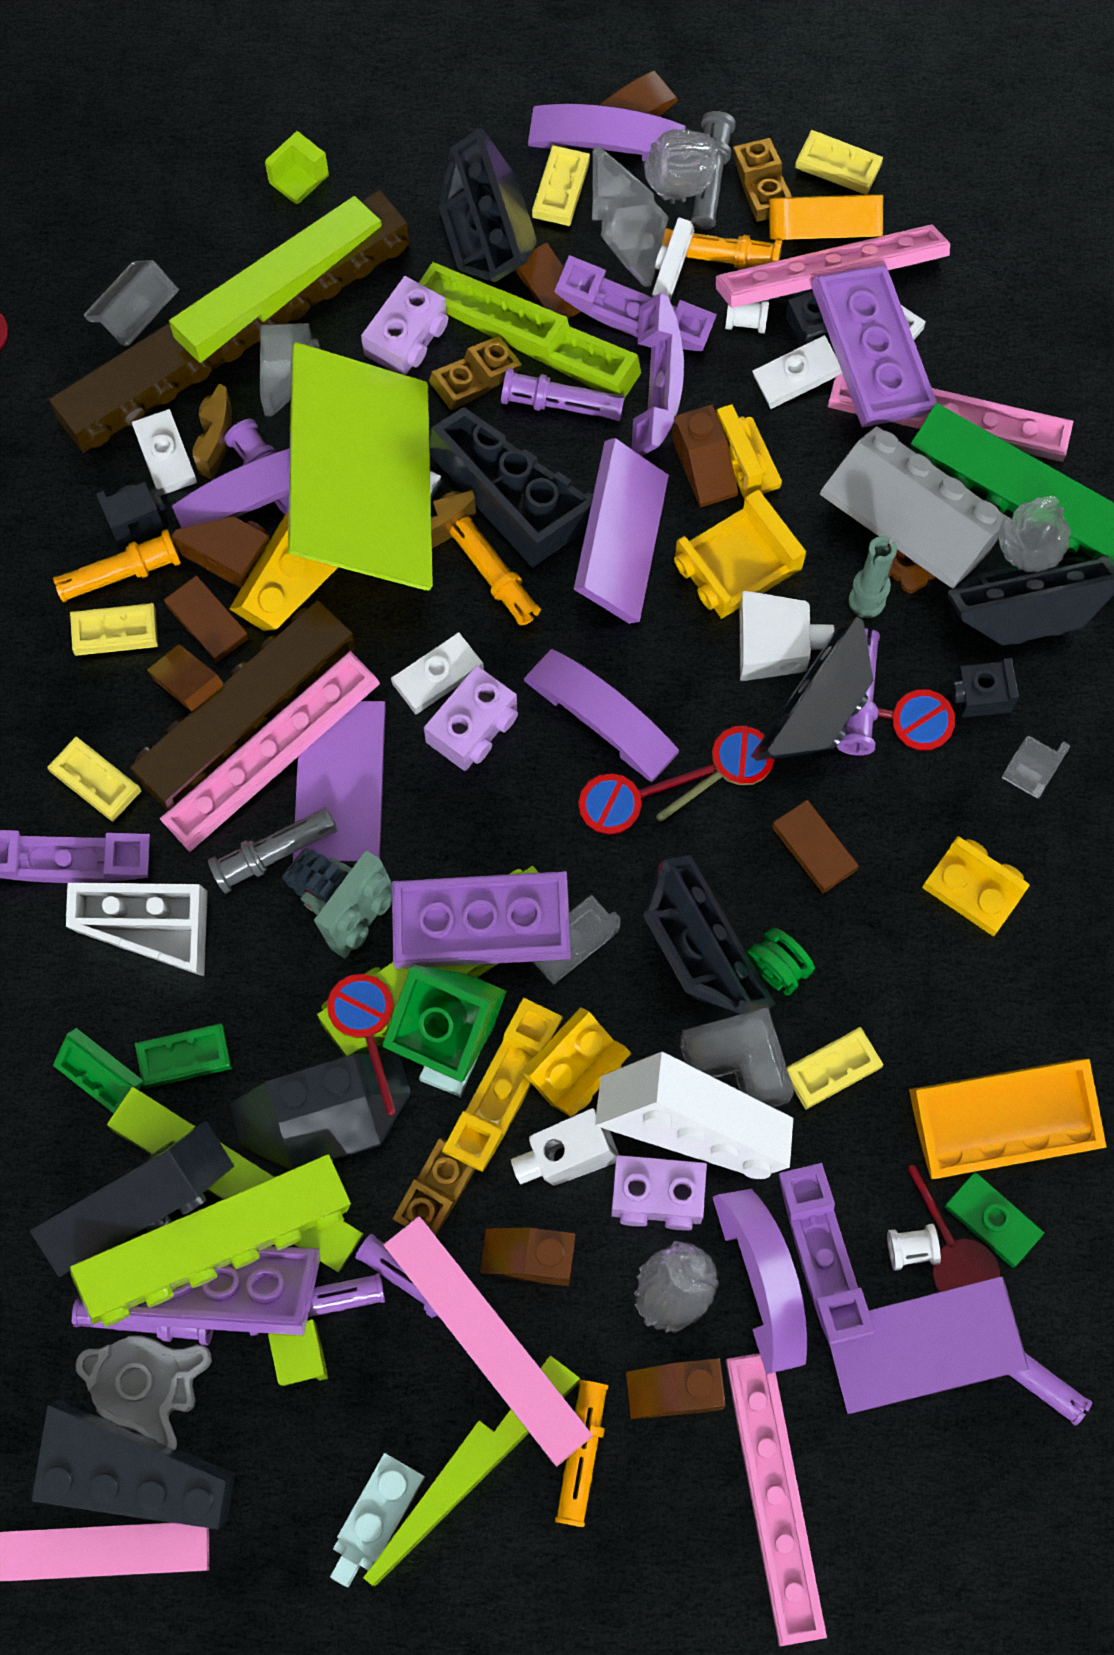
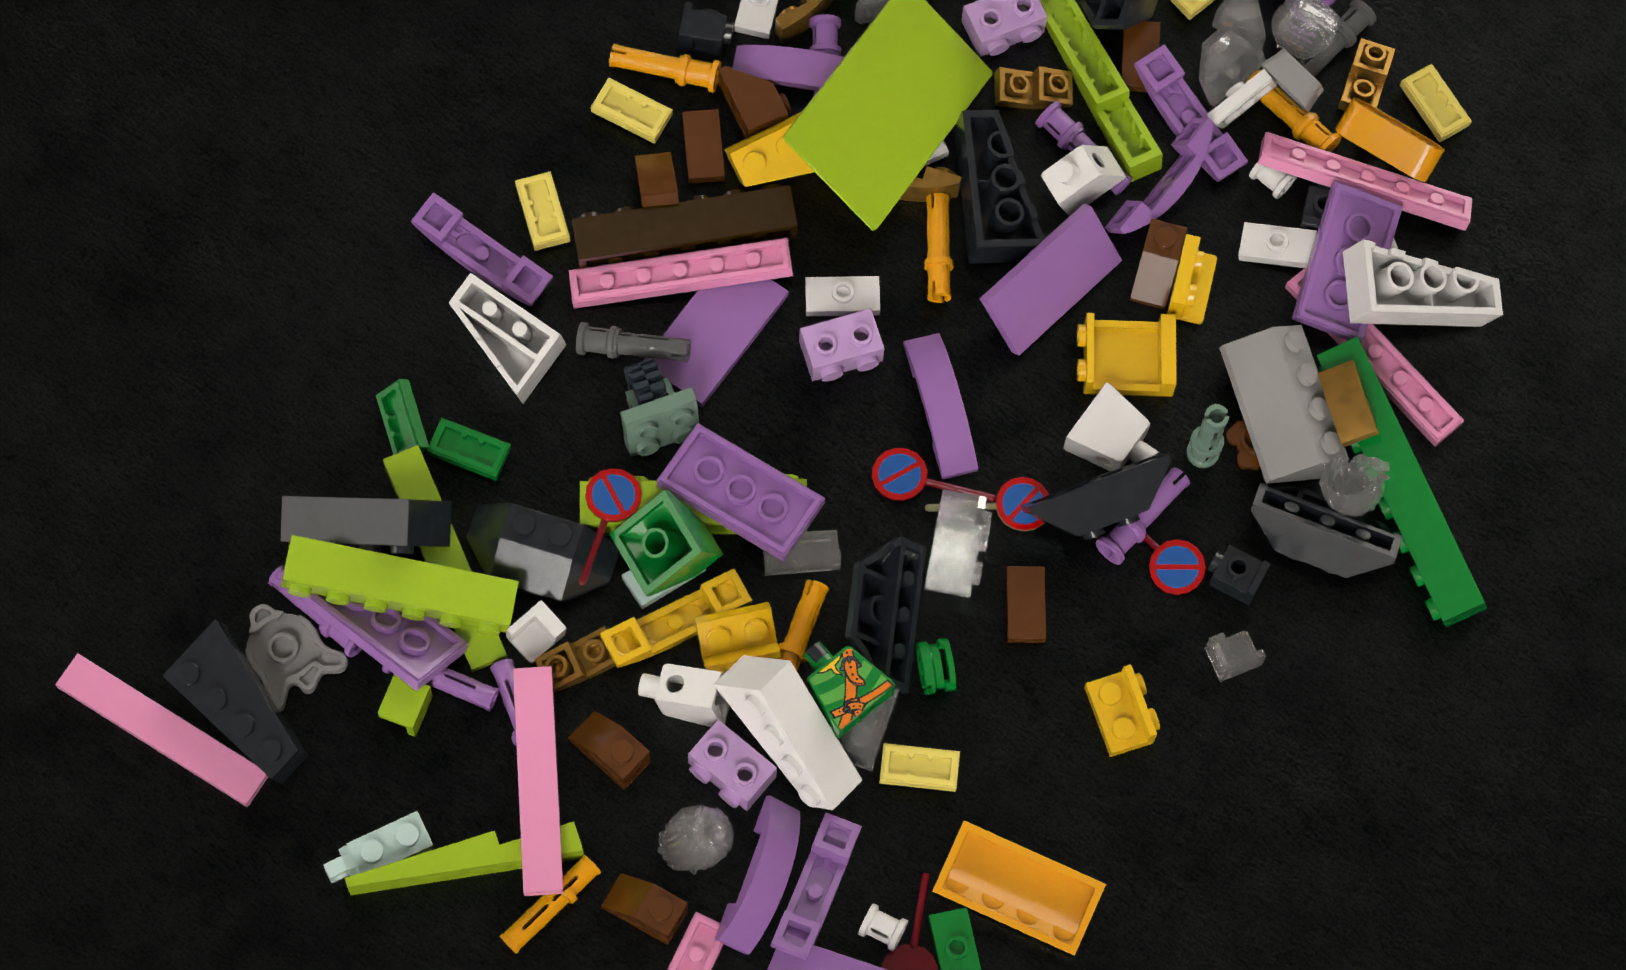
camera: 30 degrees right, 0 degrees up
(377, 1191) = (536, 632): none -> white panel
(583, 421) = (1080, 179): none -> white torso
(625, 1008) = (803, 623): none -> light orange pin
(709, 212) = (1294, 79): none -> light grey piece
(717, 831) = (958, 536): none -> clear brick
(721, 1038) = (845, 686): none -> torso
(952, 331) = (1408, 290): none -> white wedge
(975, 466) = (1348, 403): none -> pearl gold slope

